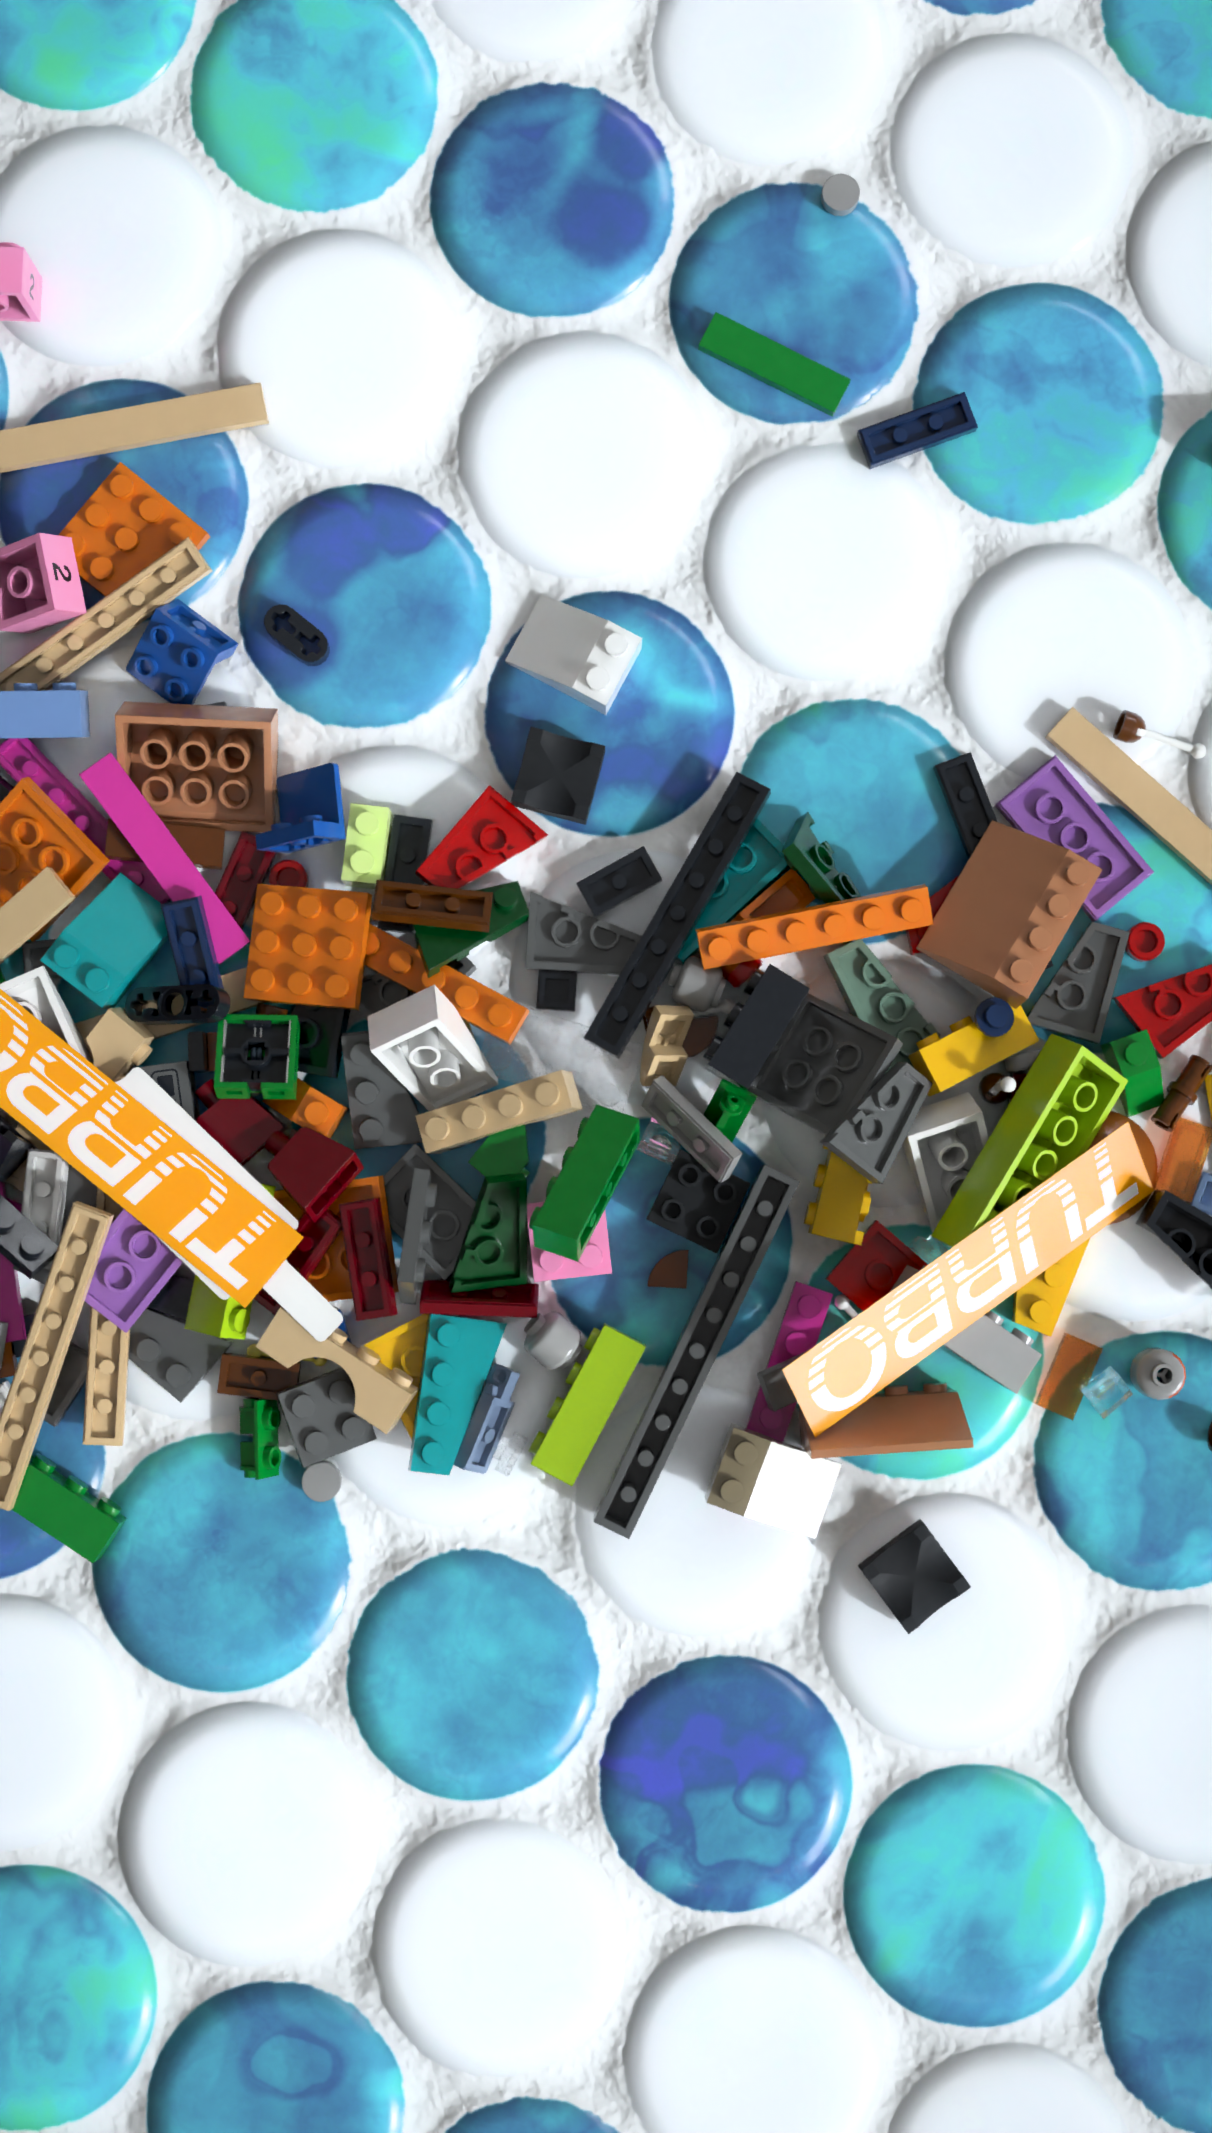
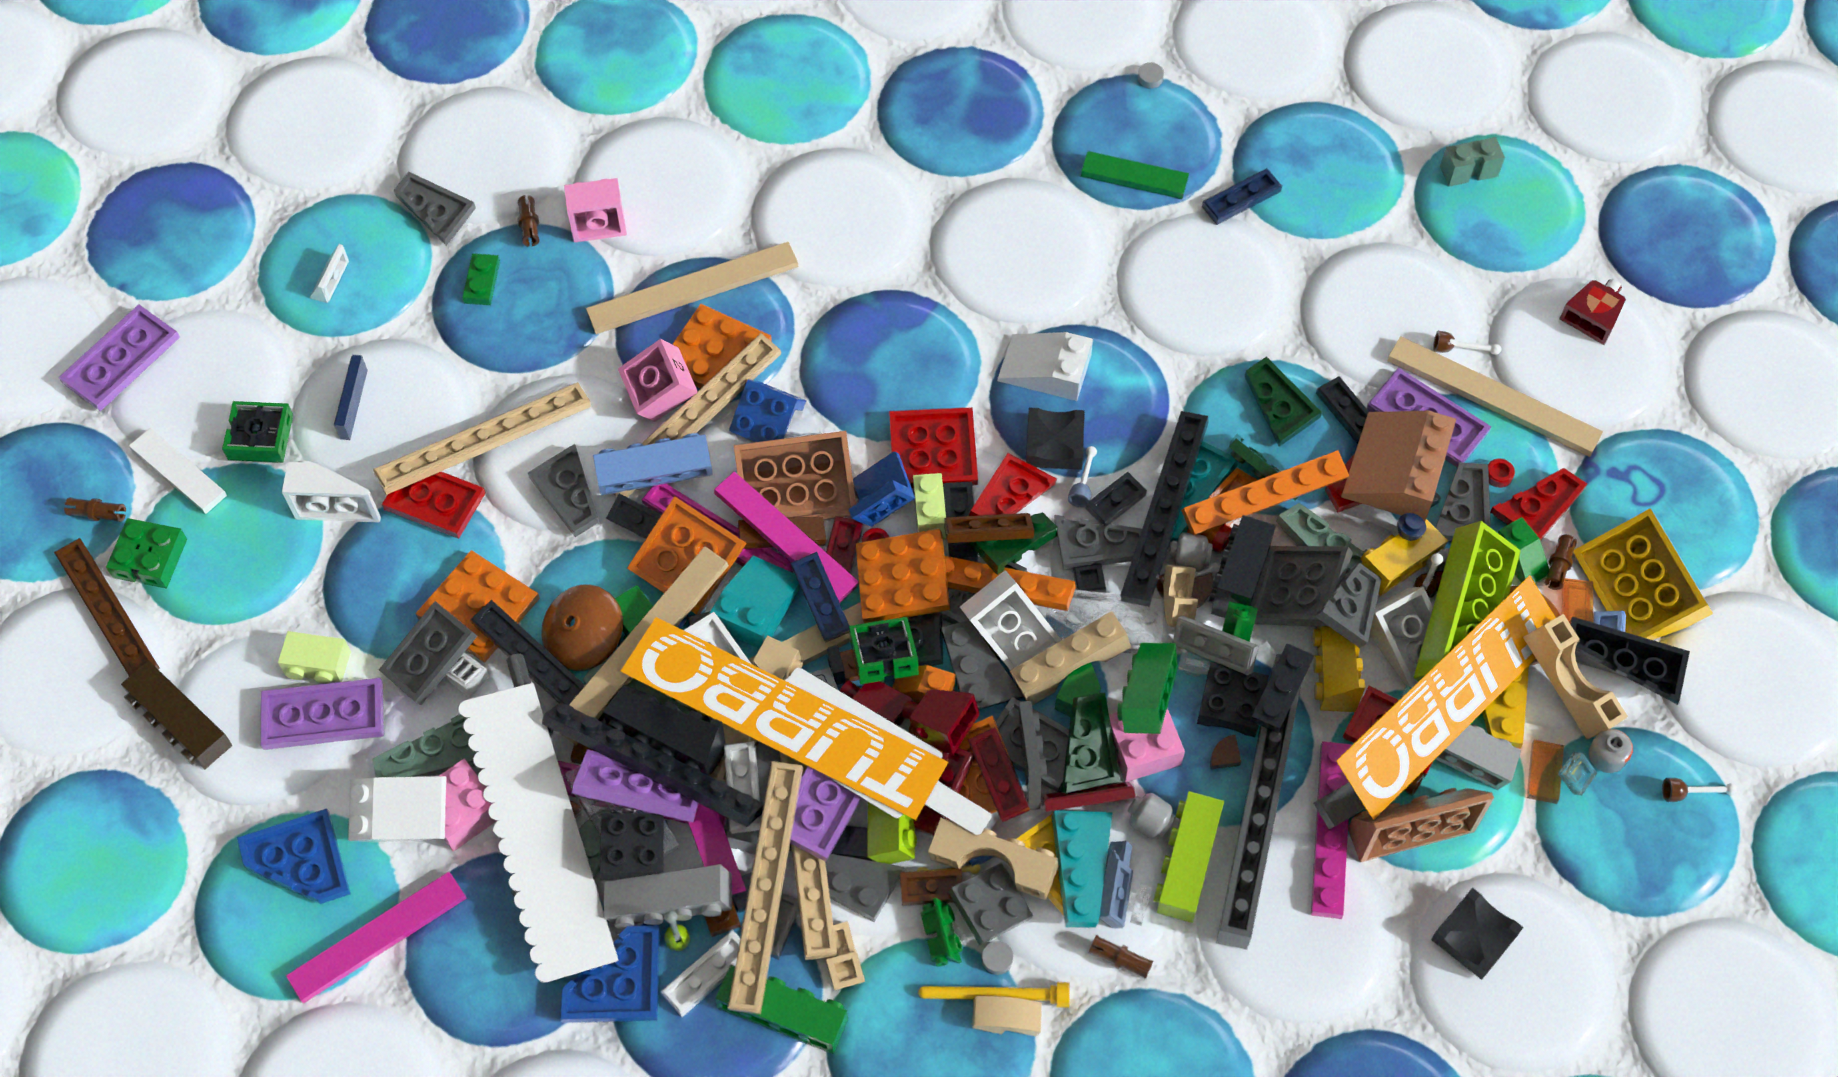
camera: 10 degrees left, 25 degrees down
(135, 1458) = (845, 967): none -> tan slope
(190, 1012) = (828, 630): black beam -> none
(302, 628) = (847, 387): black beam -> none
(315, 1559) = (1006, 1013): none -> tan slope
(382, 1544) = (1056, 994): none -> yellow piece
(395, 752) = (936, 443): none -> red plate
(471, 1513) = (1120, 956): none -> reddish brown pin
(574, 862) = (1080, 492): none -> sand blue hinge
(757, 1217) = (1282, 688): none -> black plate
(772, 1481) = (1347, 878): slope -> none
(879, 775) = (1280, 400): none -> dark green wing
(1152, 1312) = (1555, 651): none -> tan arch

